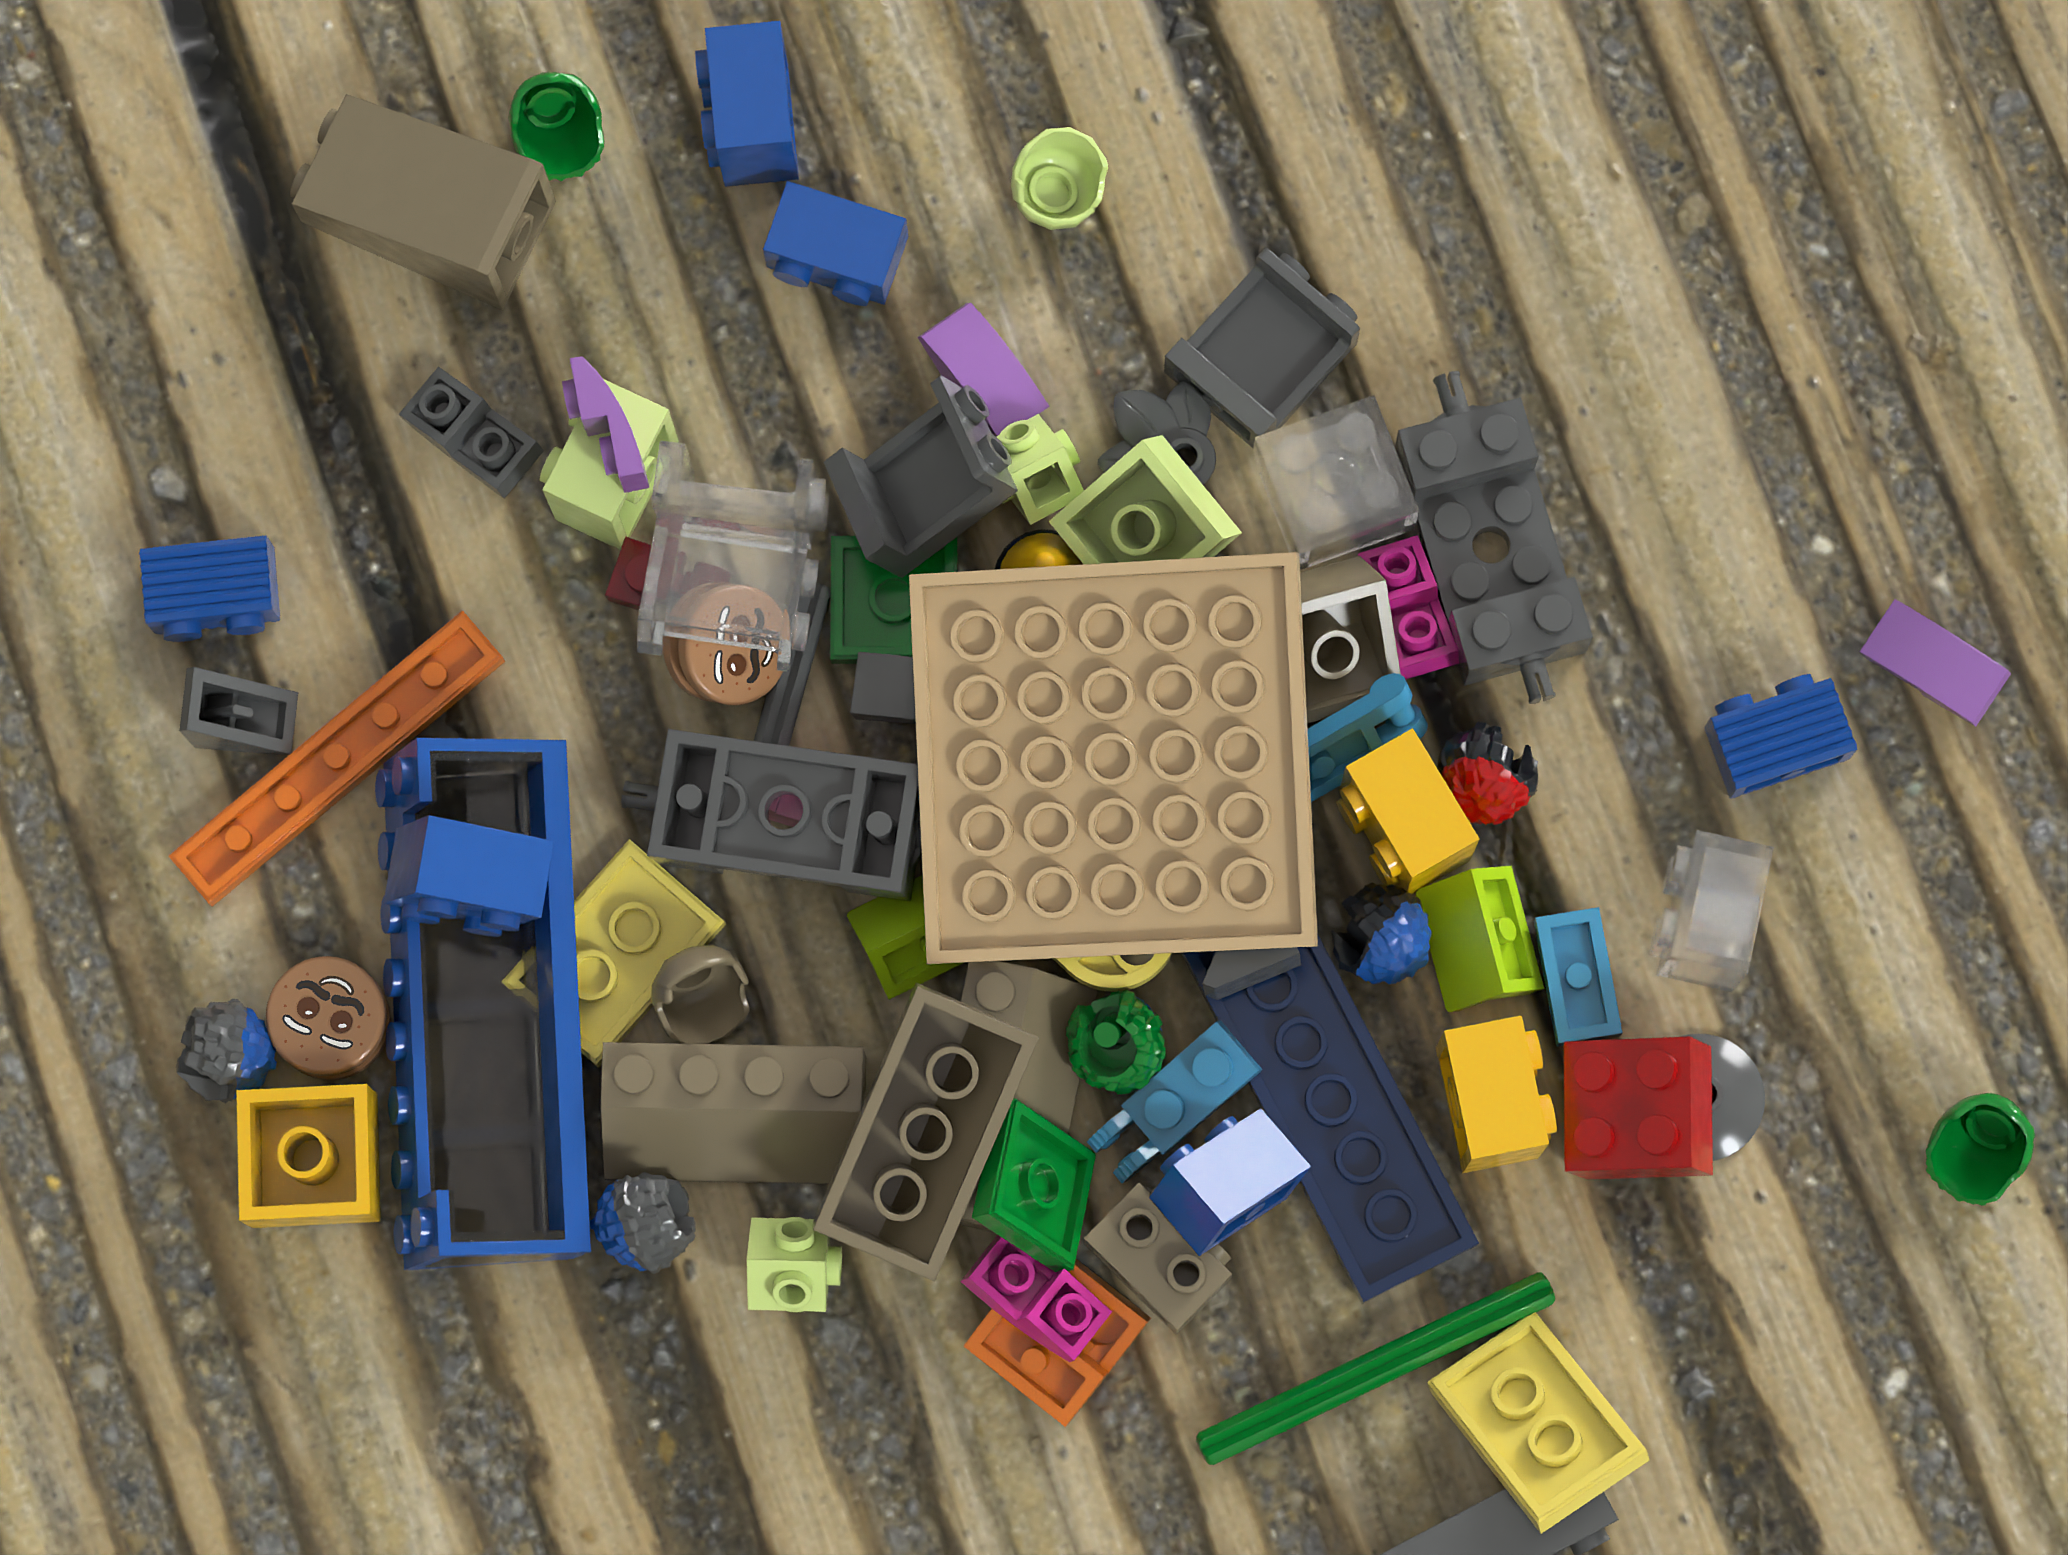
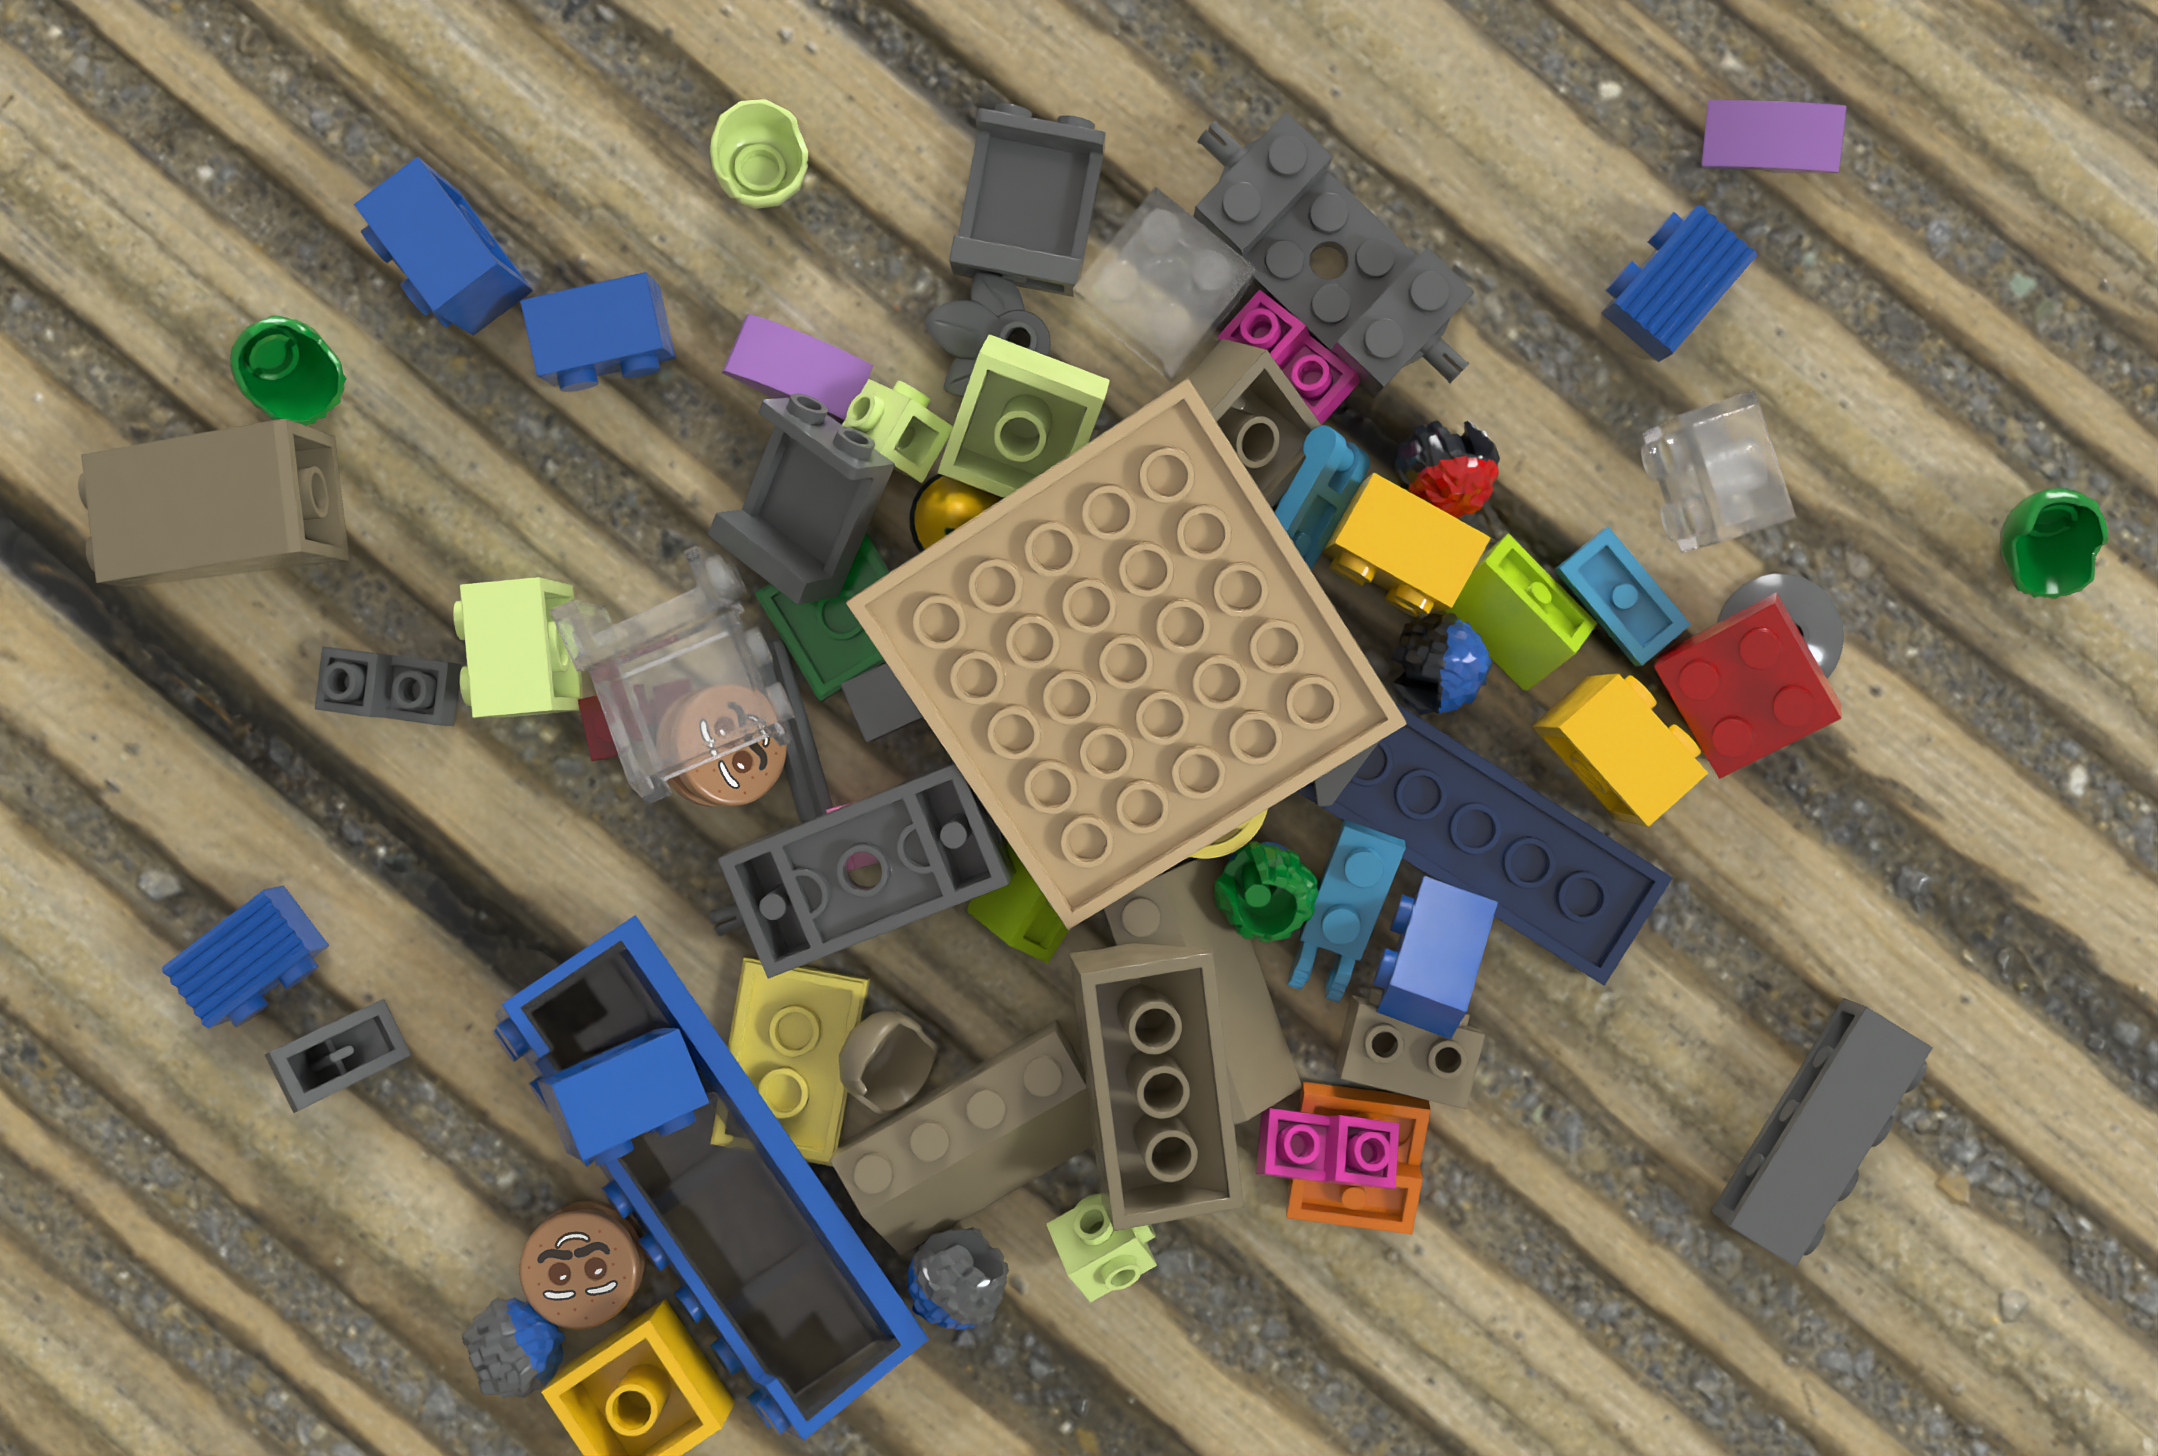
camera: 30 degrees left, 10 degrees up
(337, 758) = (452, 1036): orange tile -> none
(601, 413) = (475, 620): medium lavender slope -> none
(1036, 1188) = (1277, 1063): green tile -> none
(1375, 1368) = (1642, 1030): green axle -> none
(1538, 1421) = (1816, 1003): light yellow tile -> none

